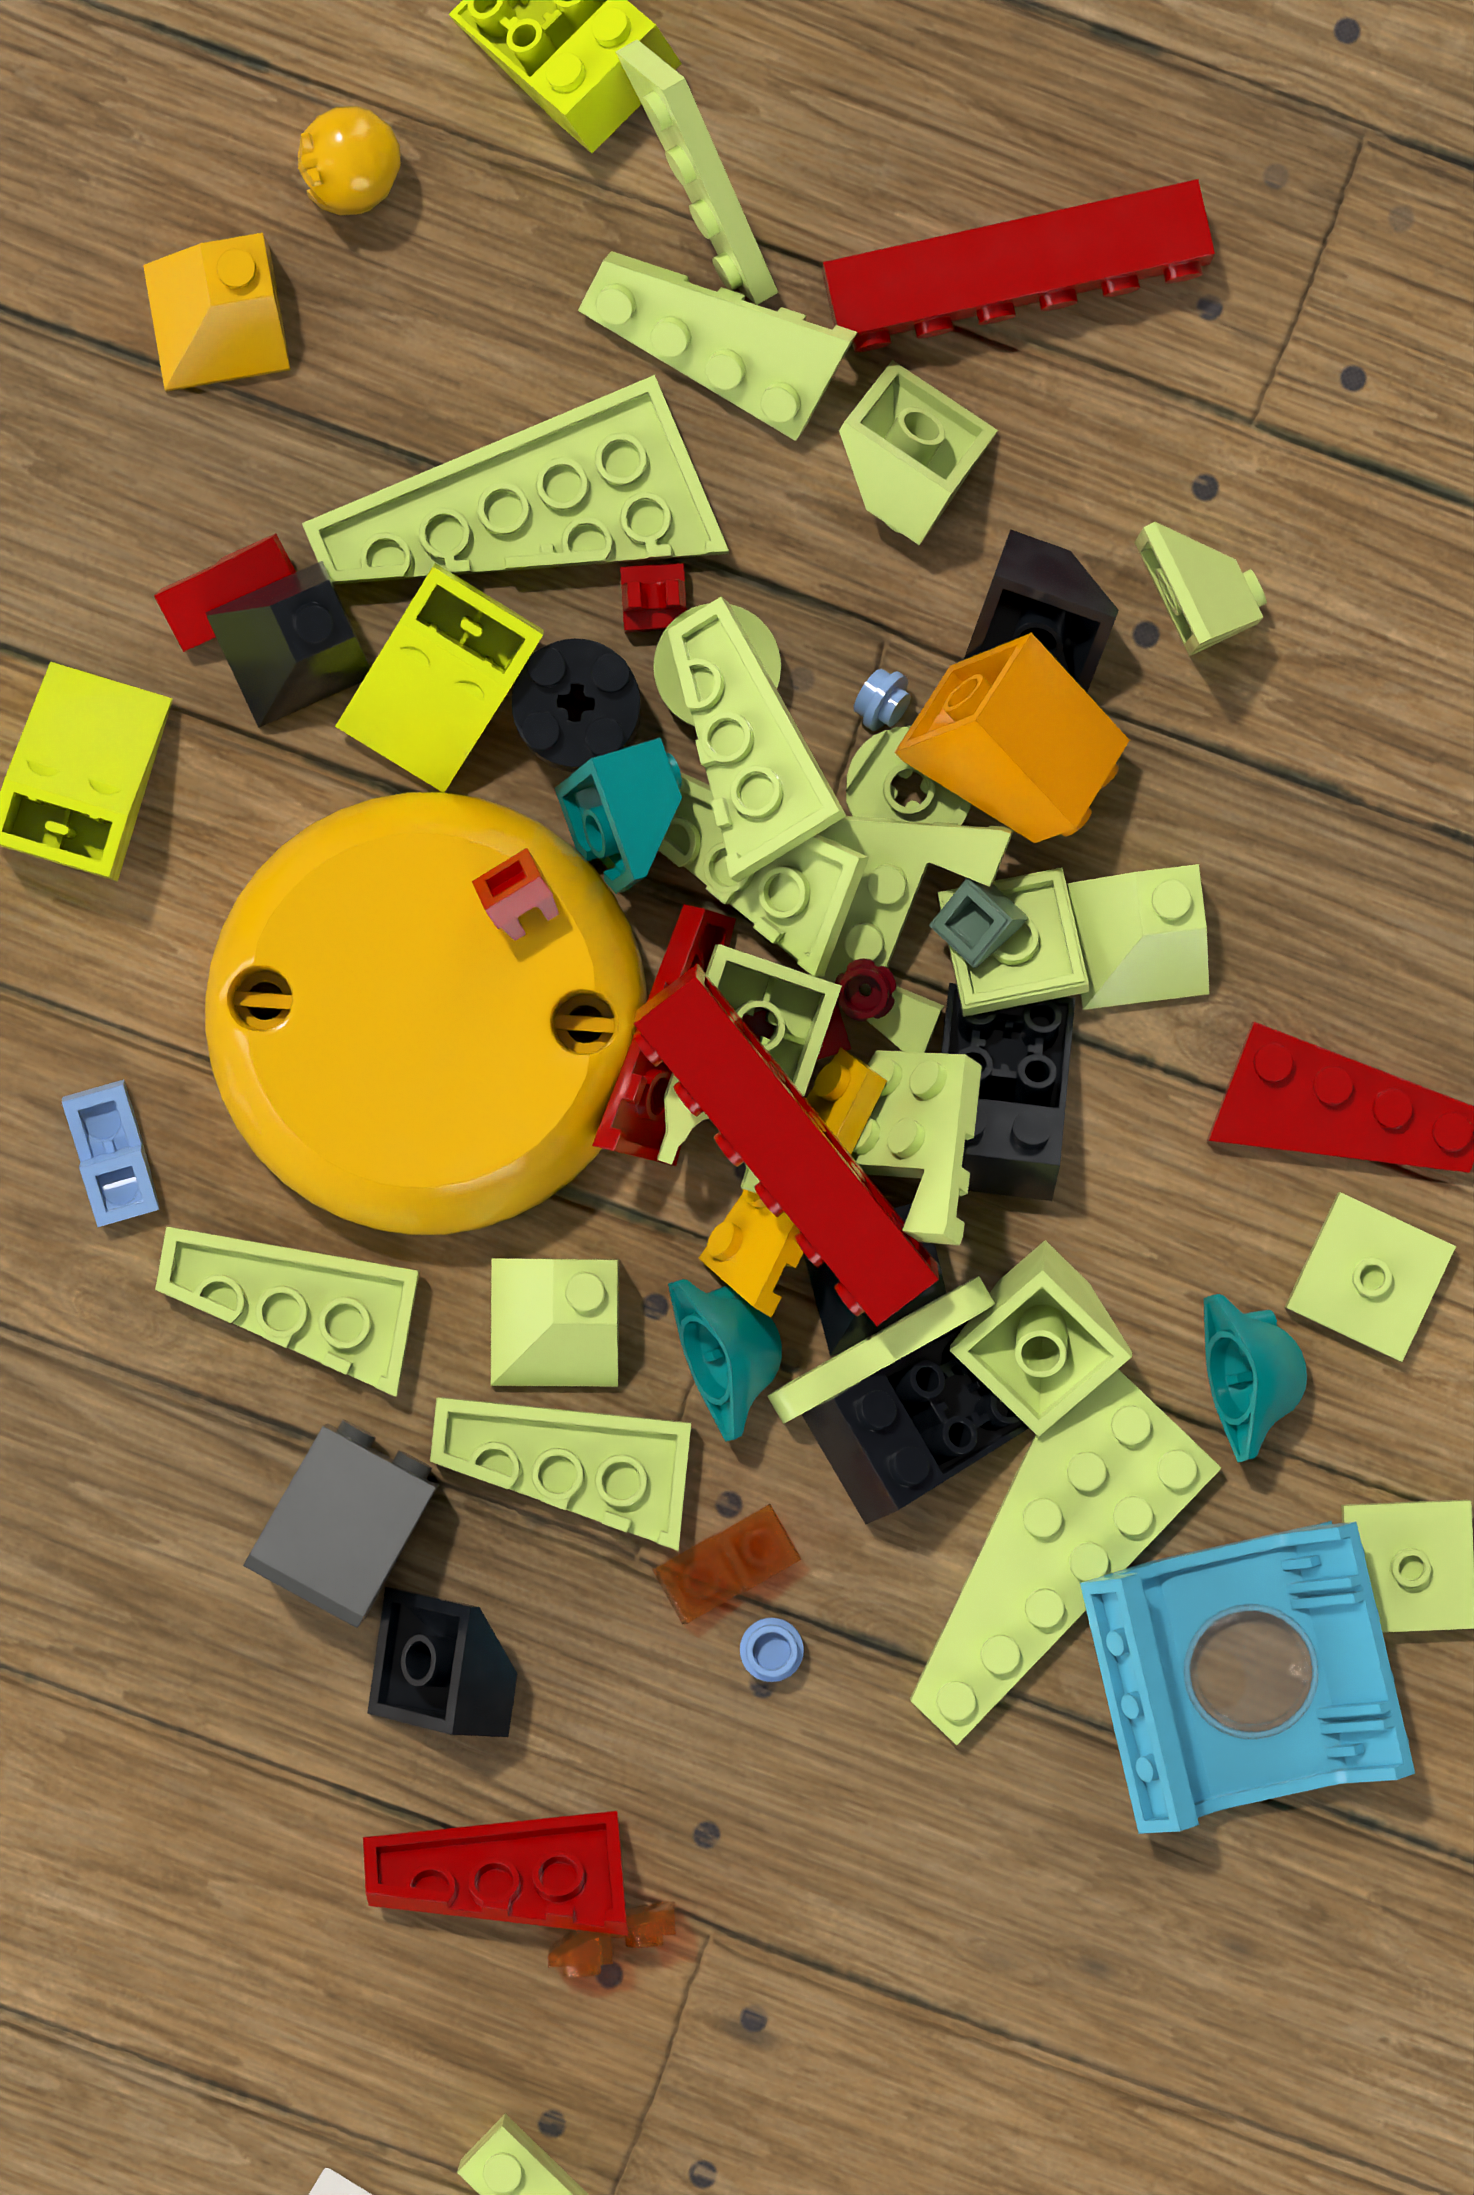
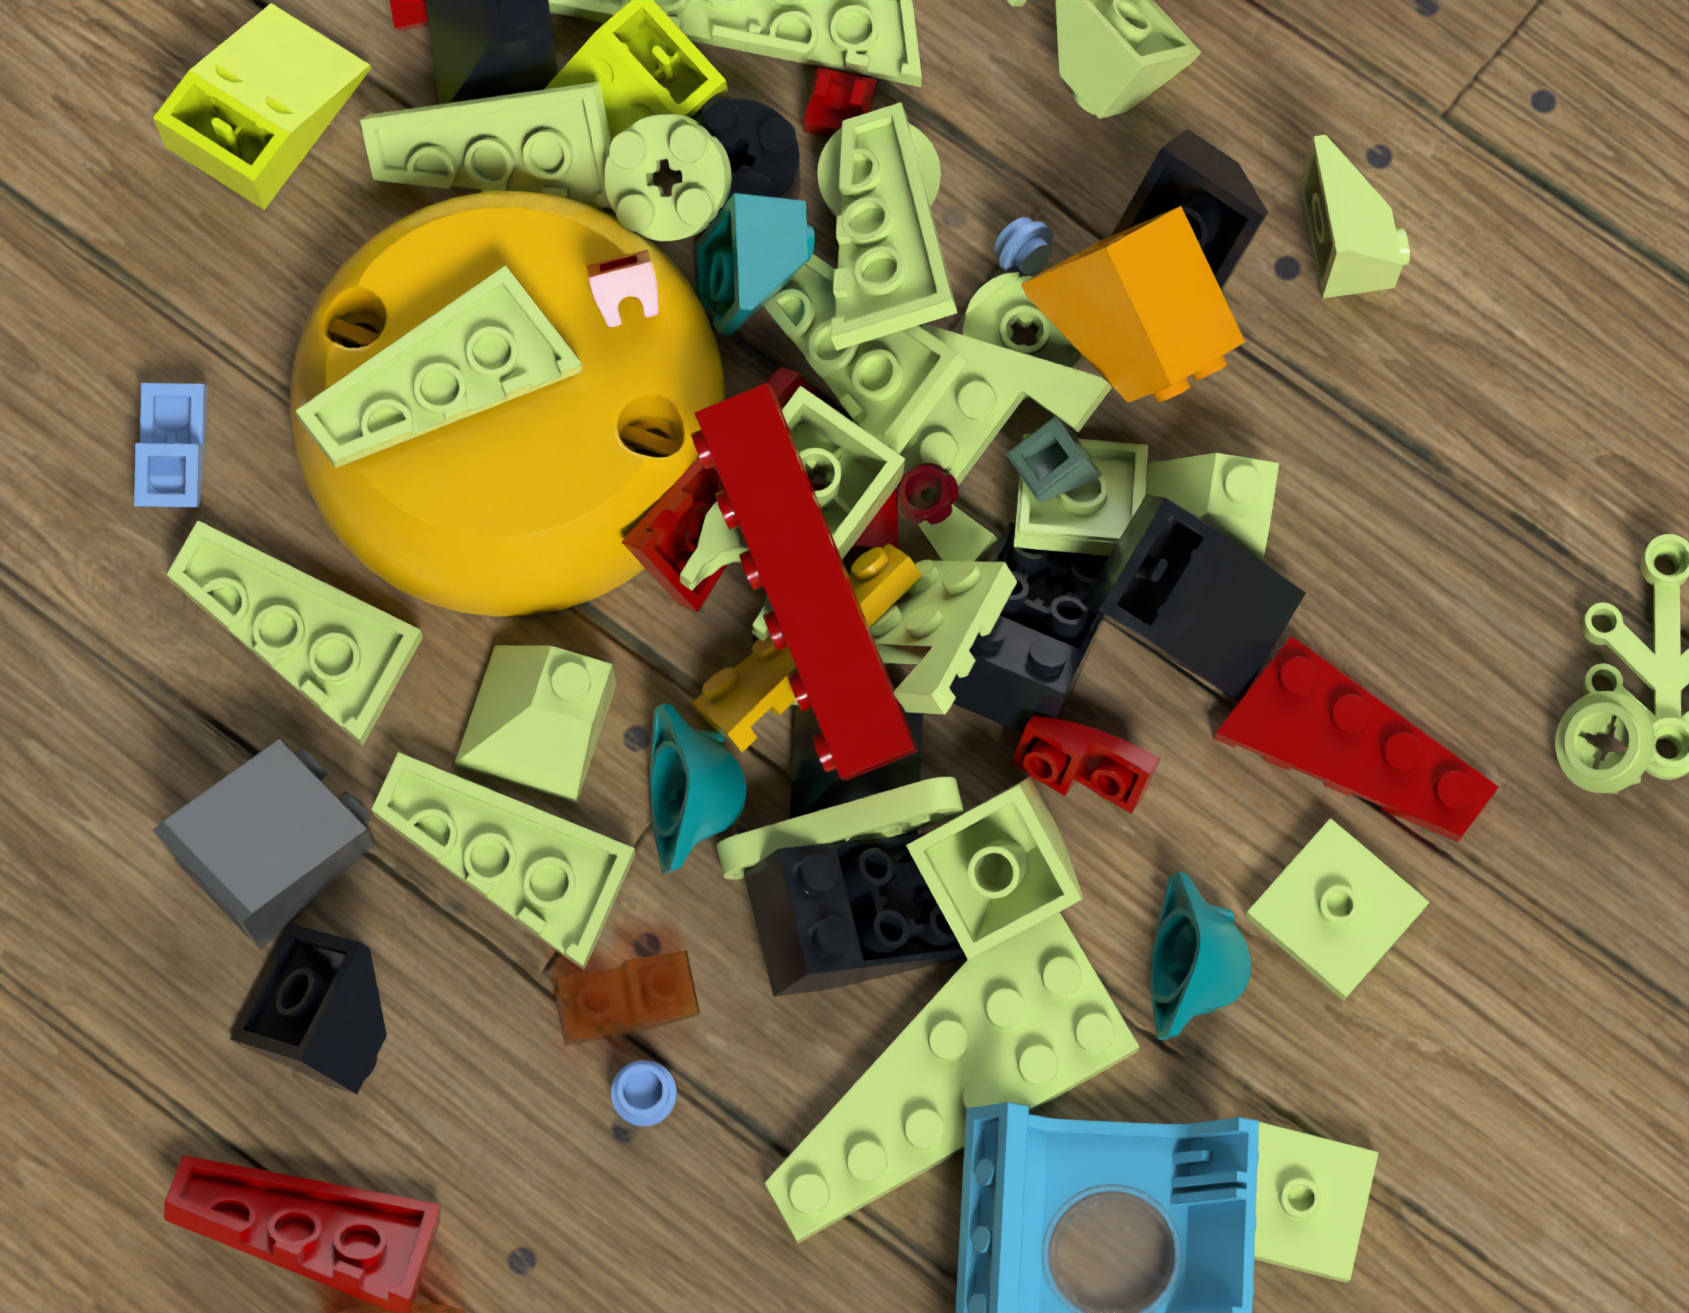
camera: 15 degrees right, 15 degrees down
(348, 749) = (509, 142): none -> yellowish green wing
(378, 1024) = (449, 367): none -> yellowish green wing
(501, 786) = (688, 148): none -> yellowish green plate
(1067, 1209) = (1070, 753): none -> red slope
(1149, 1023) = (1193, 595): none -> black slope

